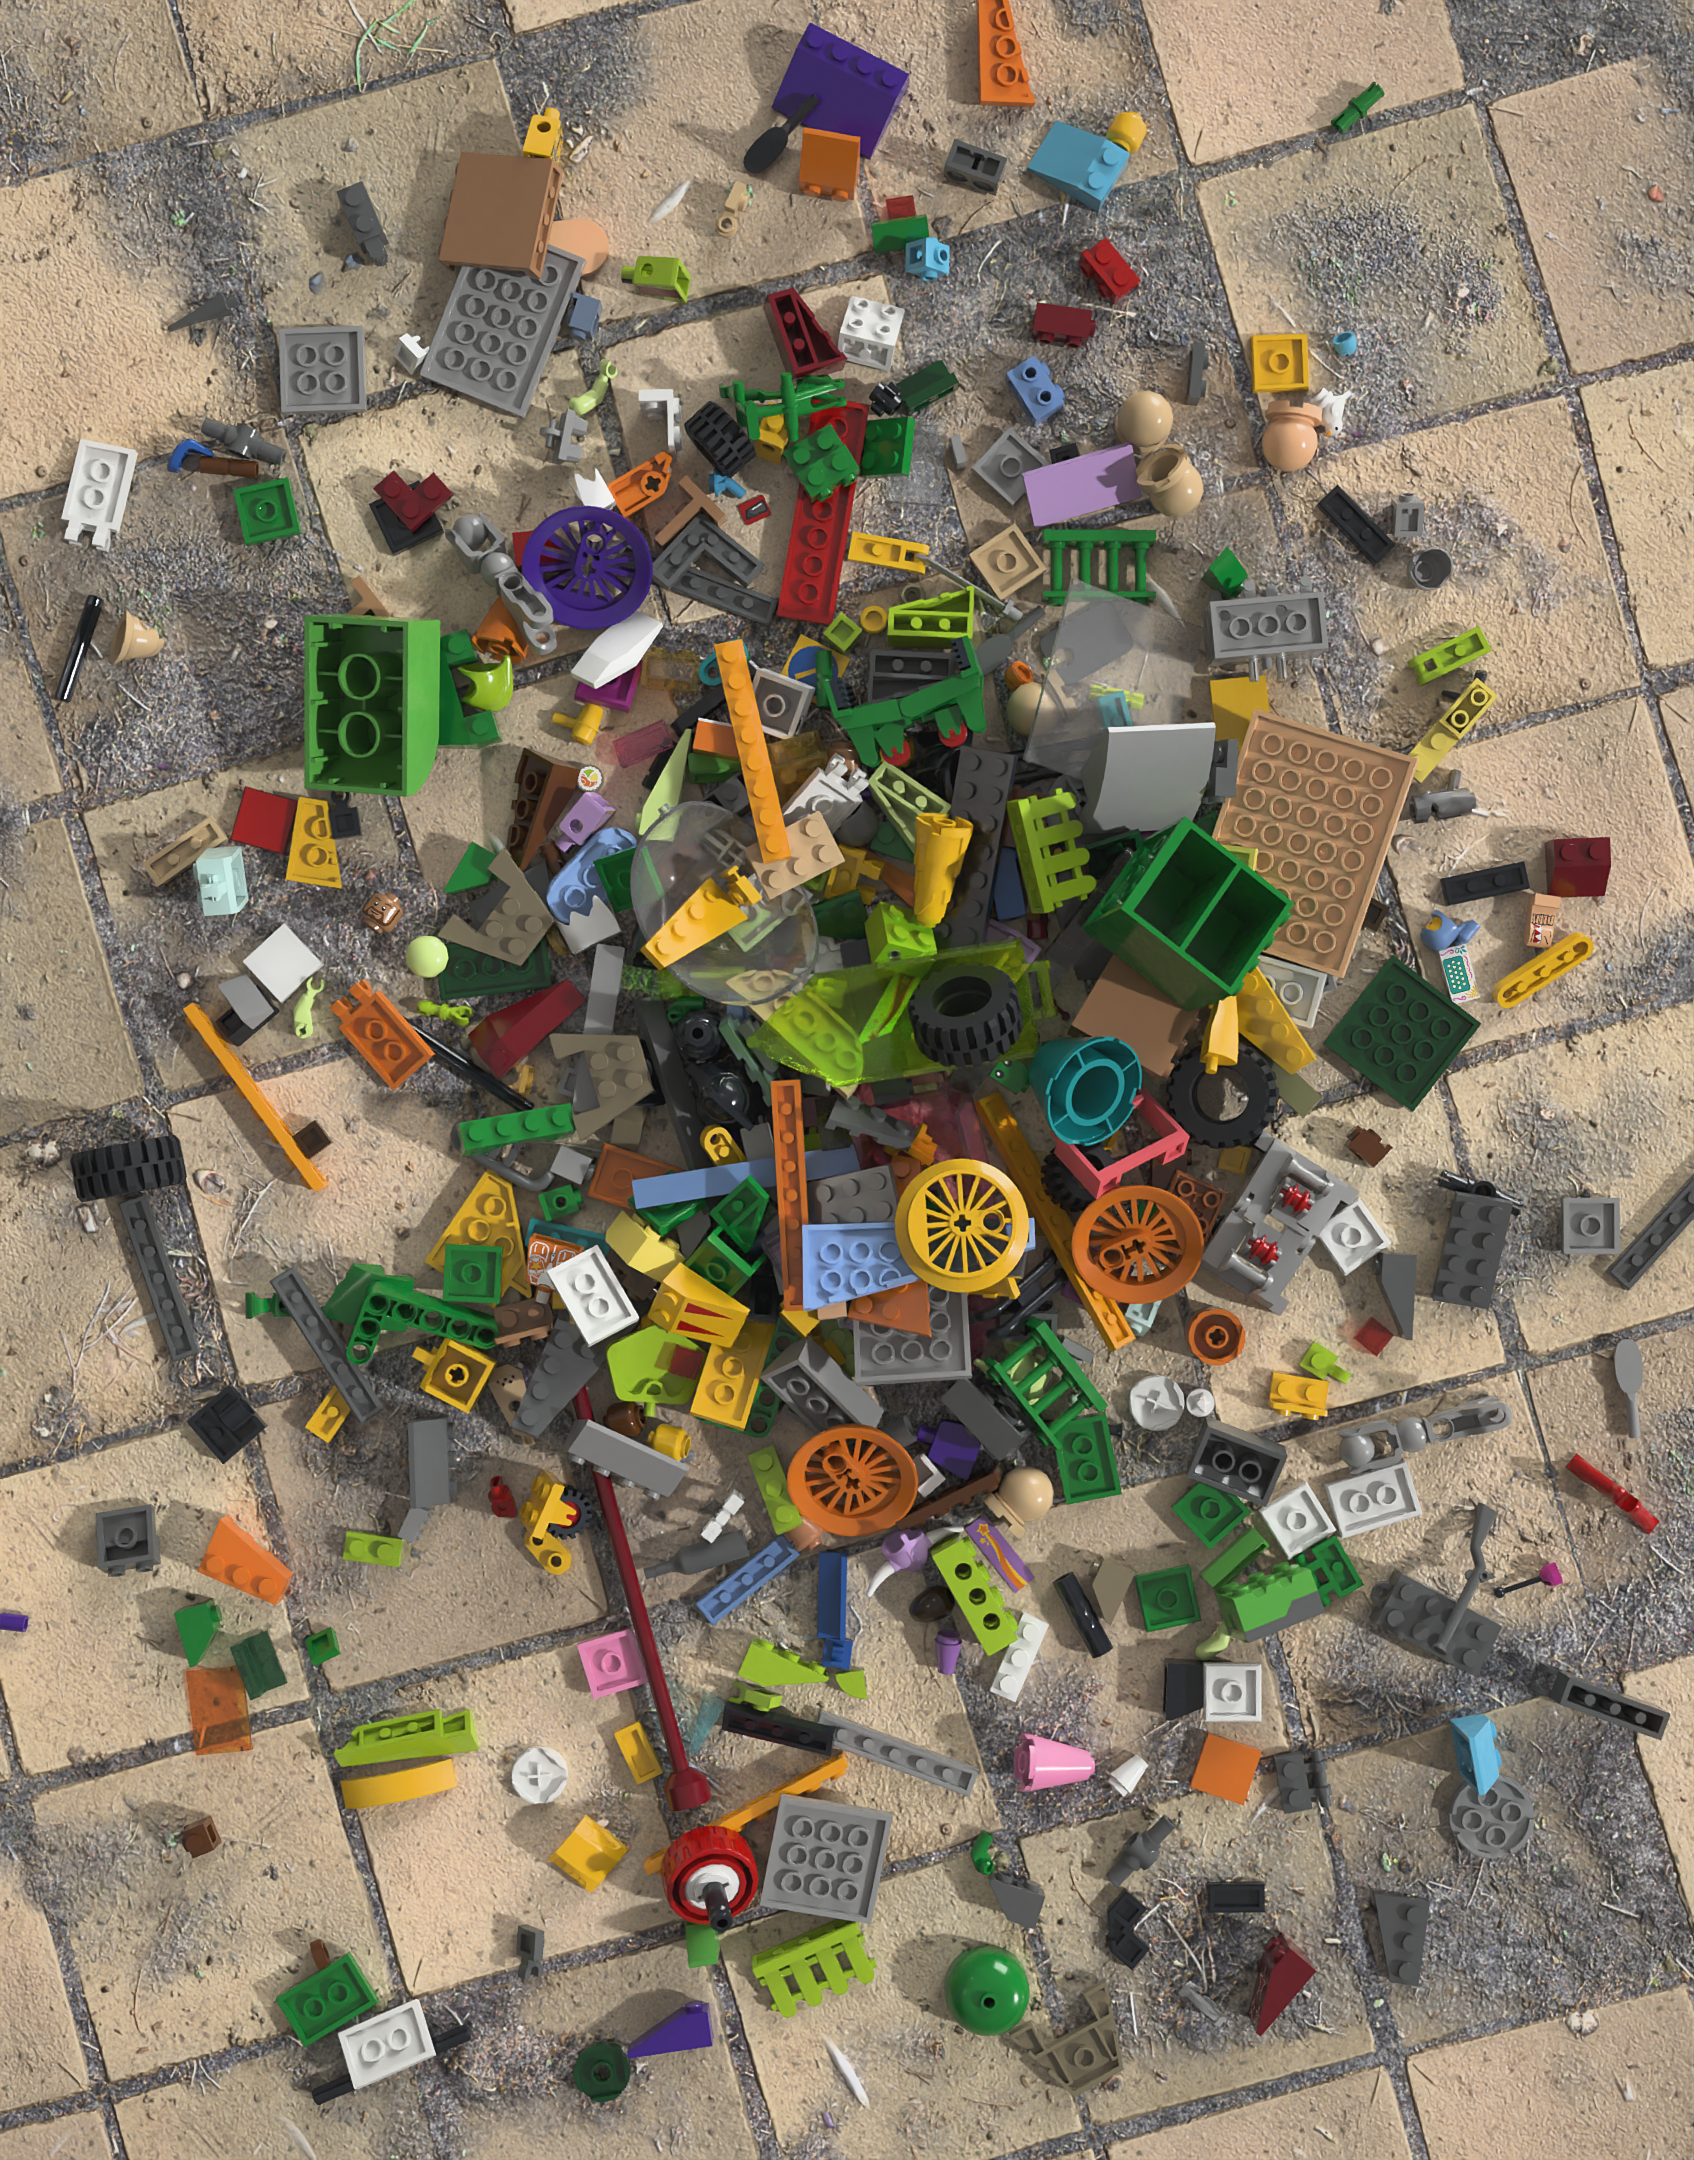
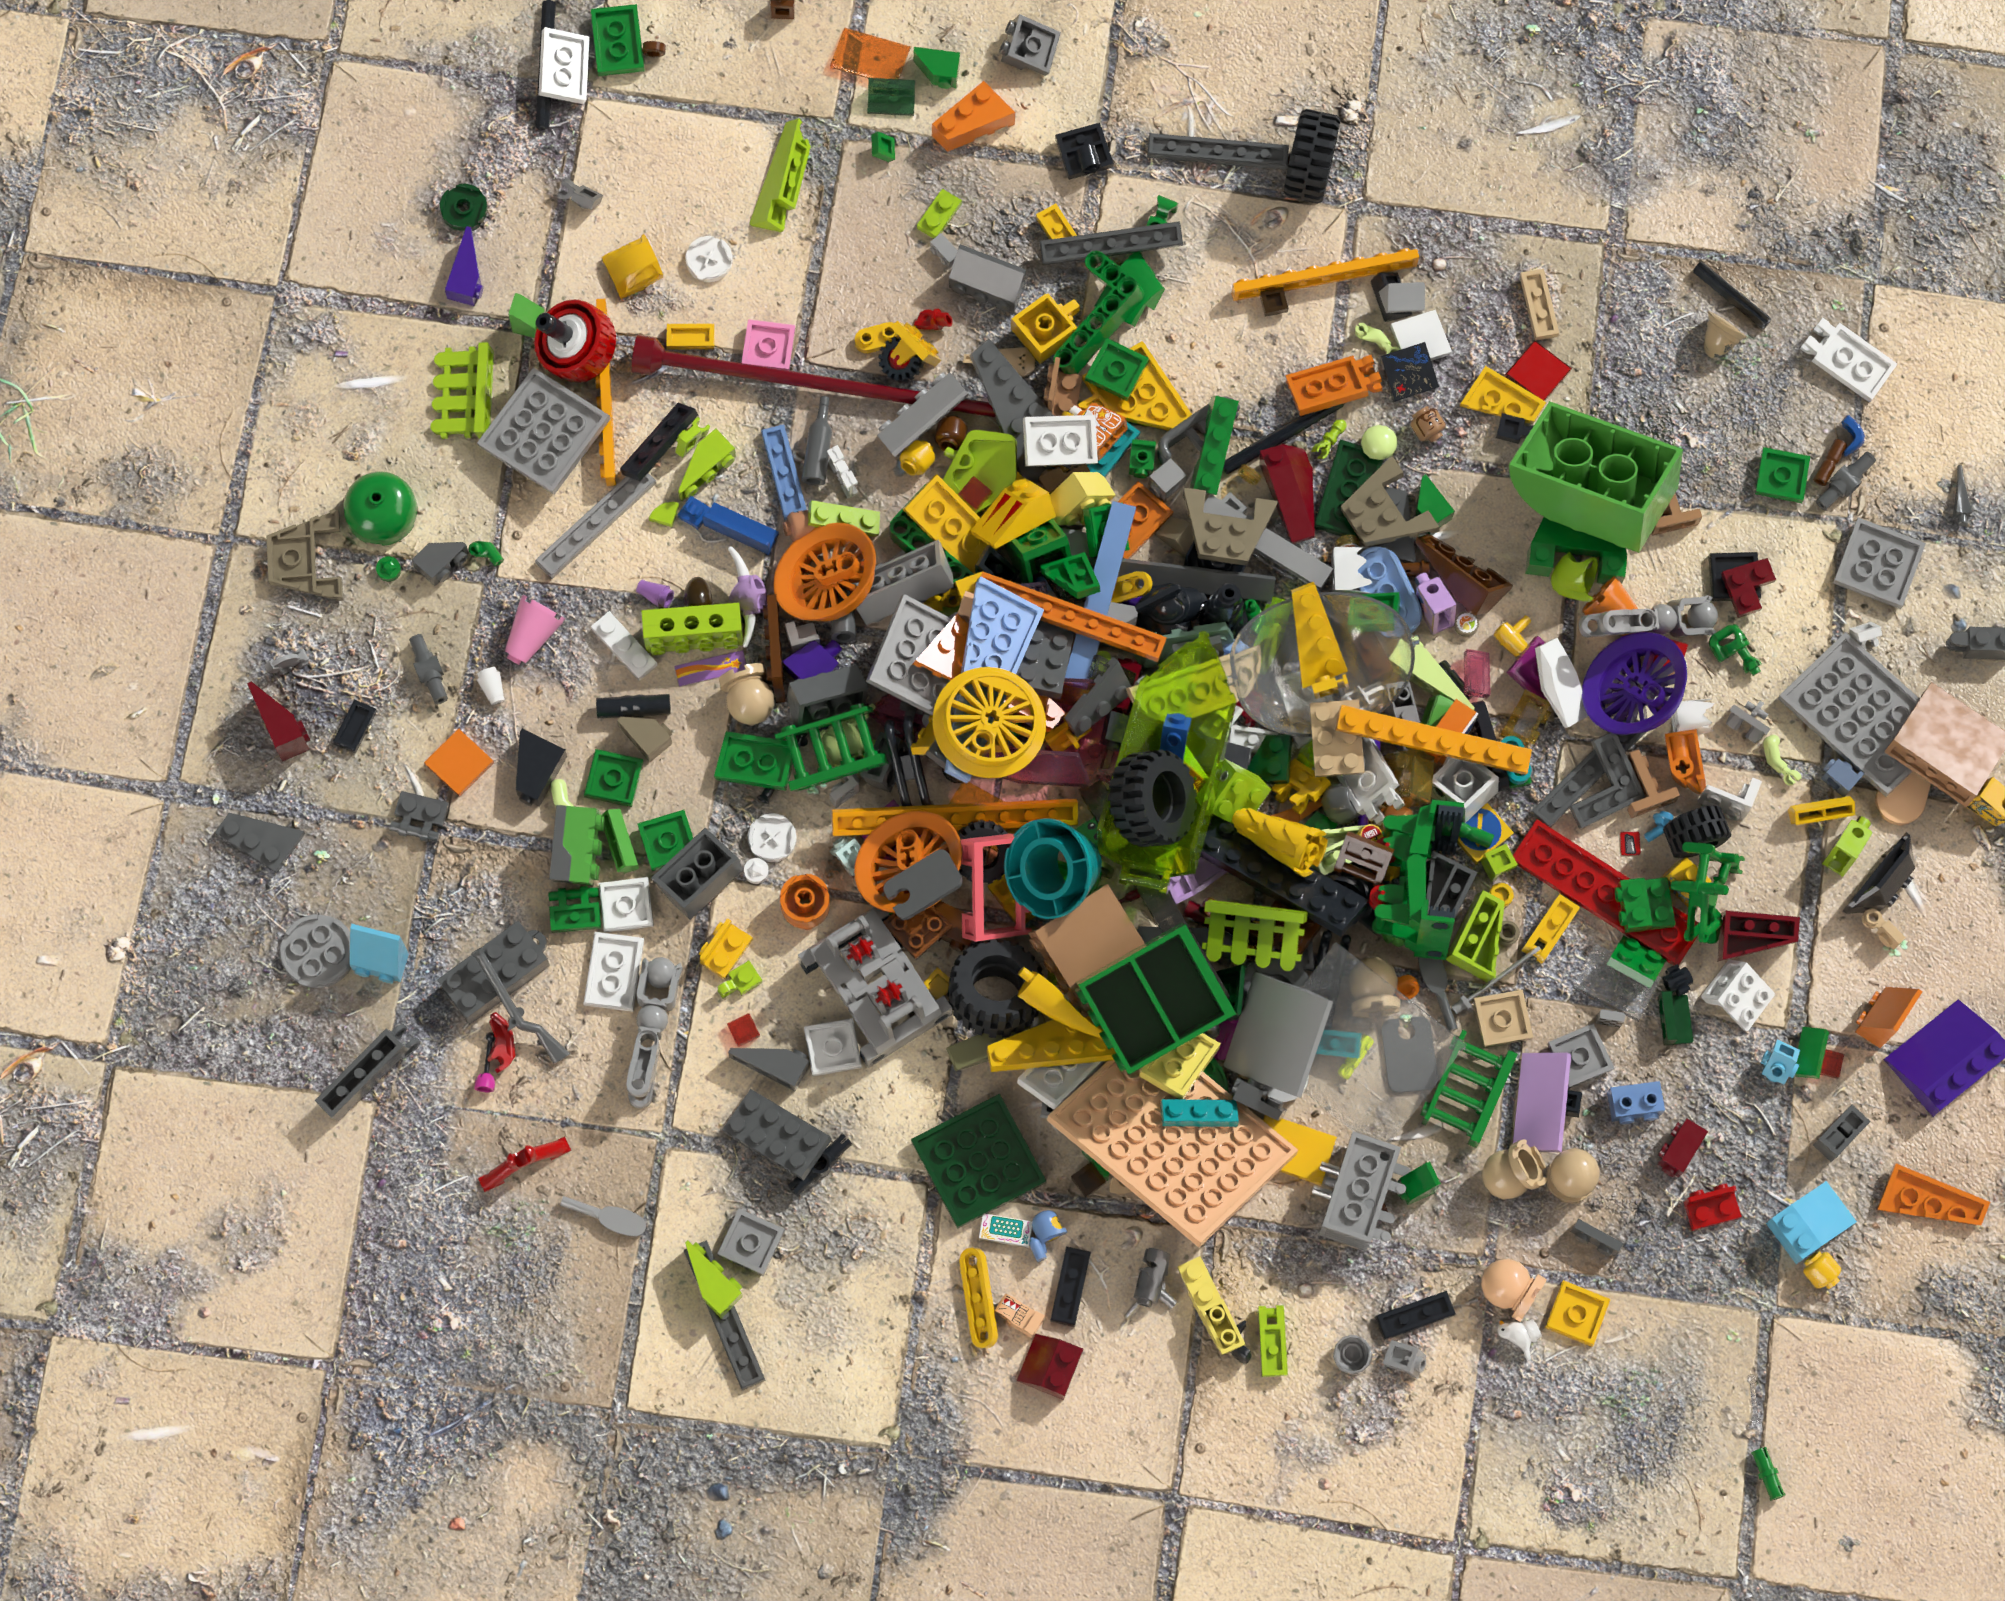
camera: 110 degrees right, 15 degrees down
(221, 881) = (1504, 316): light aqua hinge -> none
(329, 958) = (1409, 371): none -> black tile
(398, 1785) = (751, 157): yellow slope -> none
(485, 482) = (1738, 645): none -> green piece
(632, 322) = (1821, 806): none -> yellow piece
(676, 227) = (1886, 879): none -> black wedge
(709, 1712) = (691, 393): clear light blue slope -> none
(773, 142) = (1925, 980): black piece -> none
(880, 1023) = (1175, 734): none -> blue bracket
(884, 776) = (1370, 832): none -> tile
(920, 767) = (1366, 853): none -> plate
(1008, 892) = (1239, 893): blue piece -> none
(1048, 1947) = (388, 569): none -> green tile
(1121, 1917) = (365, 626): black tile -> none
(1156, 1211) = (927, 883): none -> dark grey piece
(1232, 1691) = (519, 786): white tile -> none
(1263, 825) = (1199, 1113): none -> teal plate
(1345, 343) = (1571, 1372): medium azure hinge -> none
(1366, 1146) = (900, 1090): reddish brown brick -> none
(1506, 1573) = (504, 1042): none -> red piece
(1657, 1241) = (715, 1288): none -> lime slope

